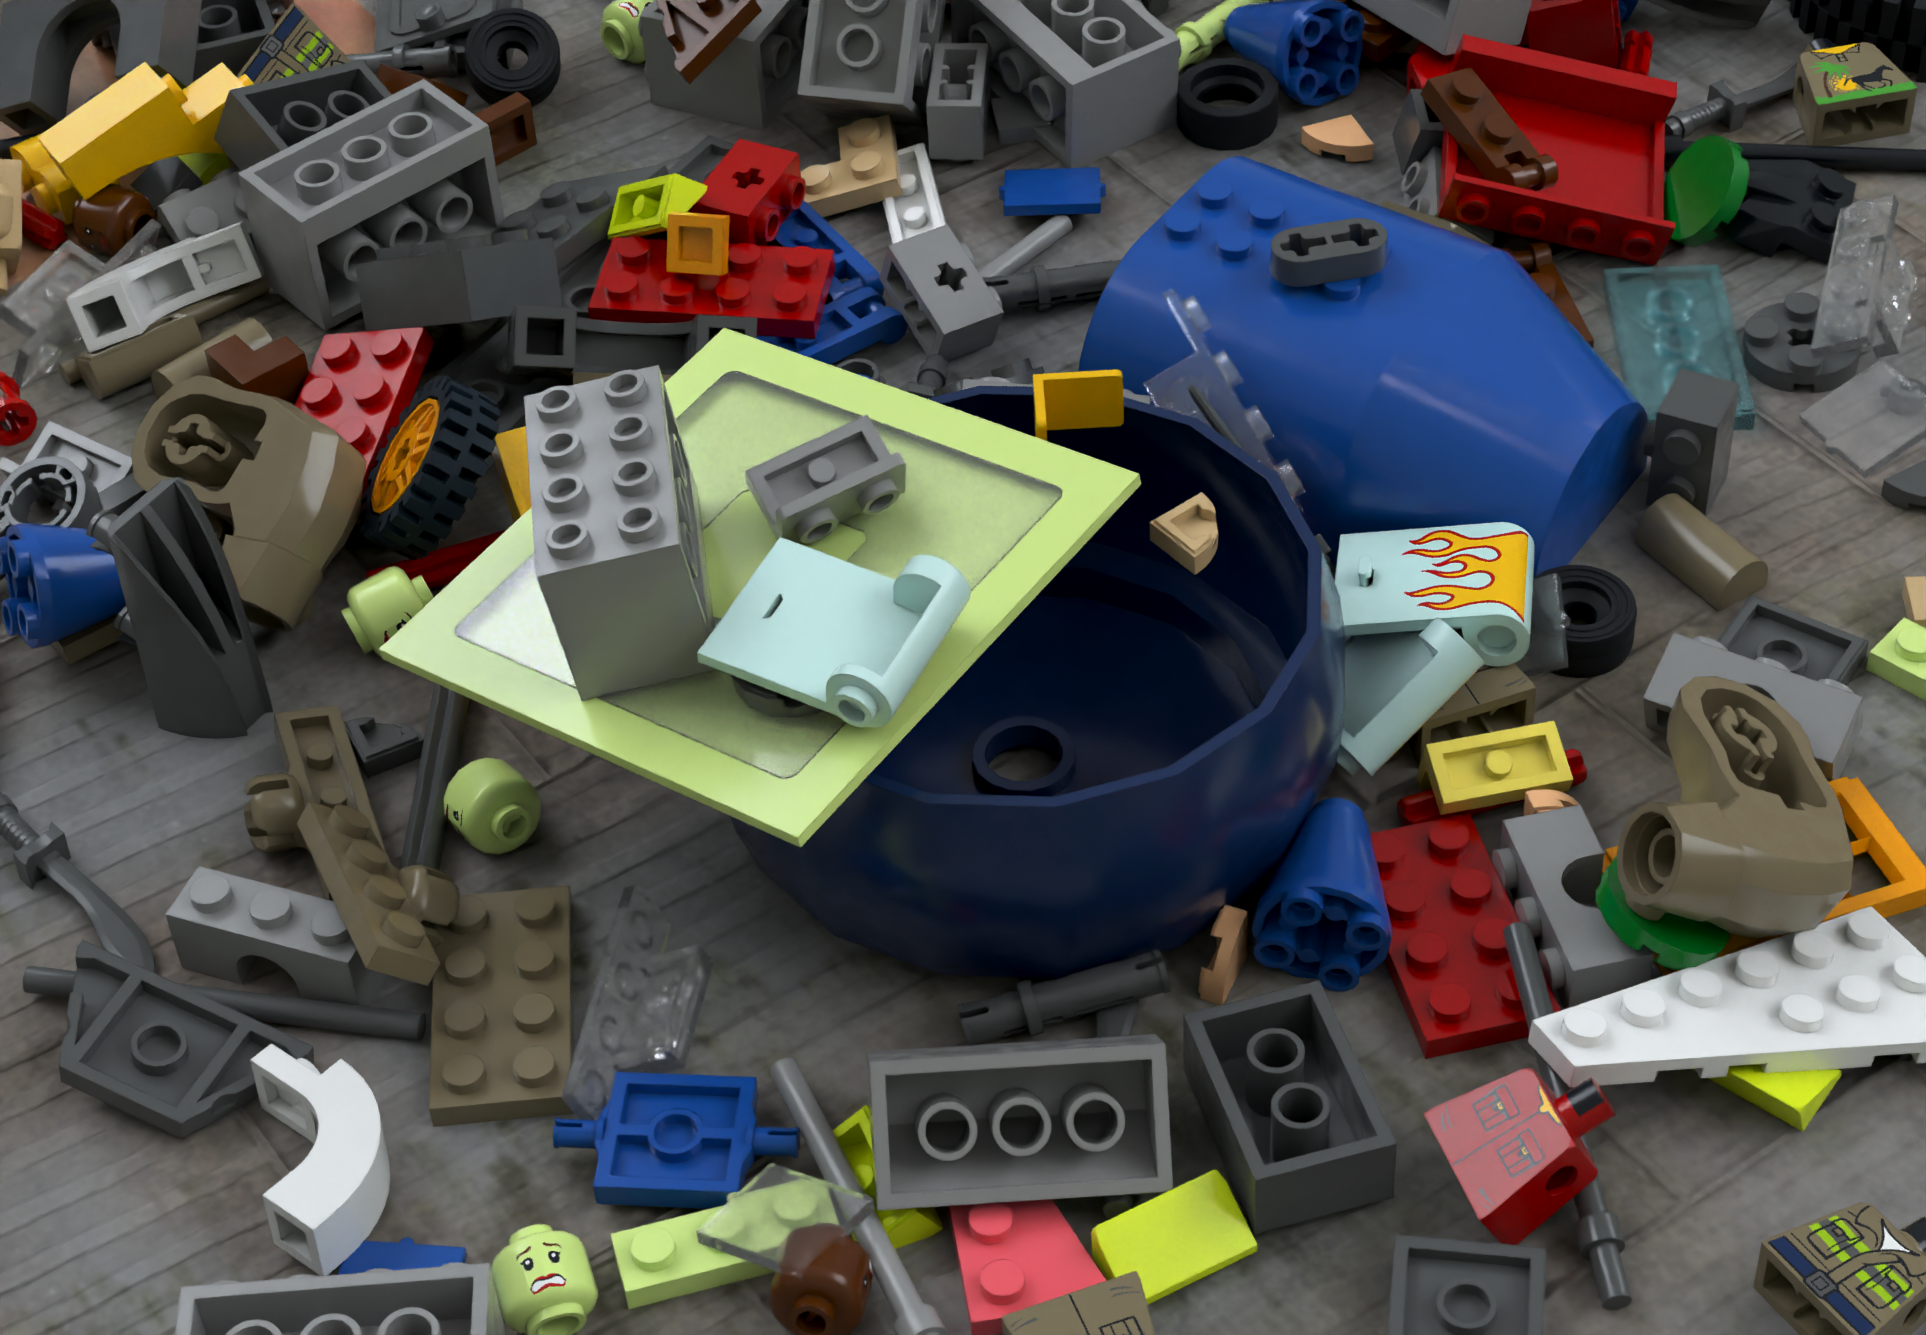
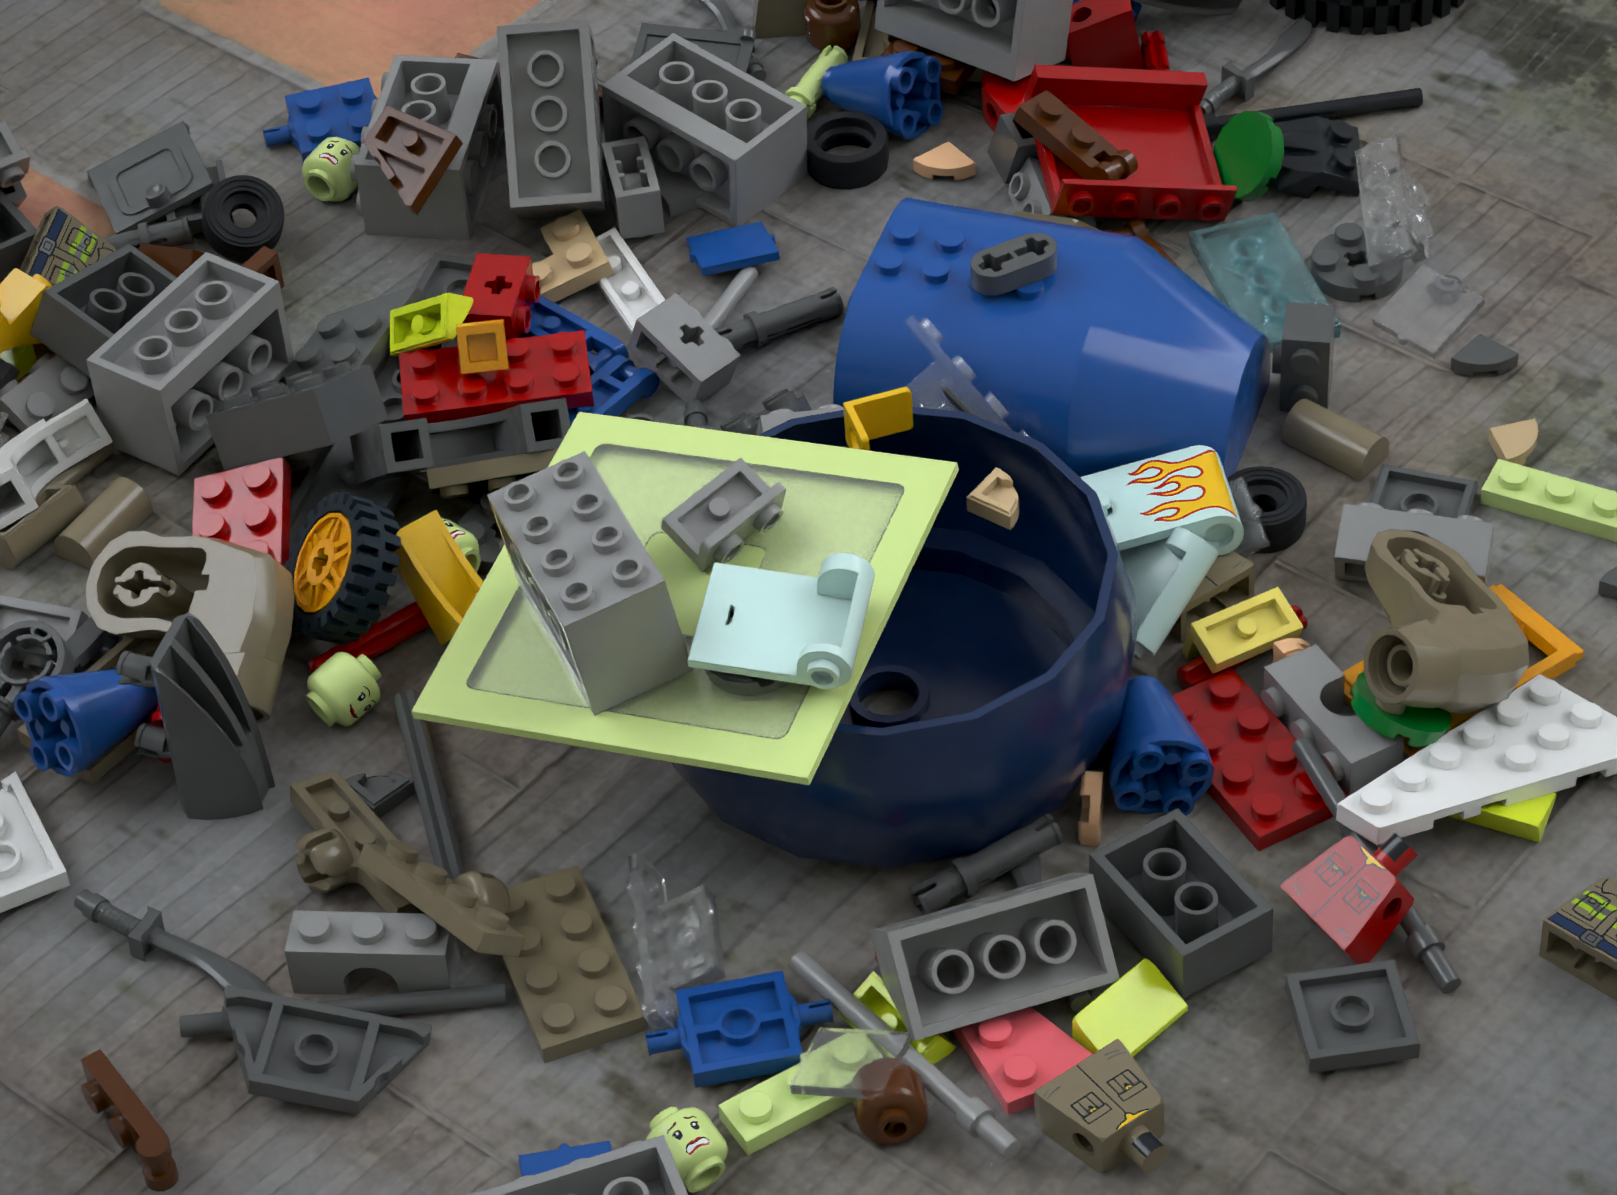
camera: 15 degrees left, 0 degrees up
(272, 370) = (165, 514): reddish brown piece -> none
(343, 1184) = (483, 1070): white arch -> none
(491, 800) = (492, 818): yellowish green head -> none
(1850, 94) = (1330, 55): dark tan torso -> none

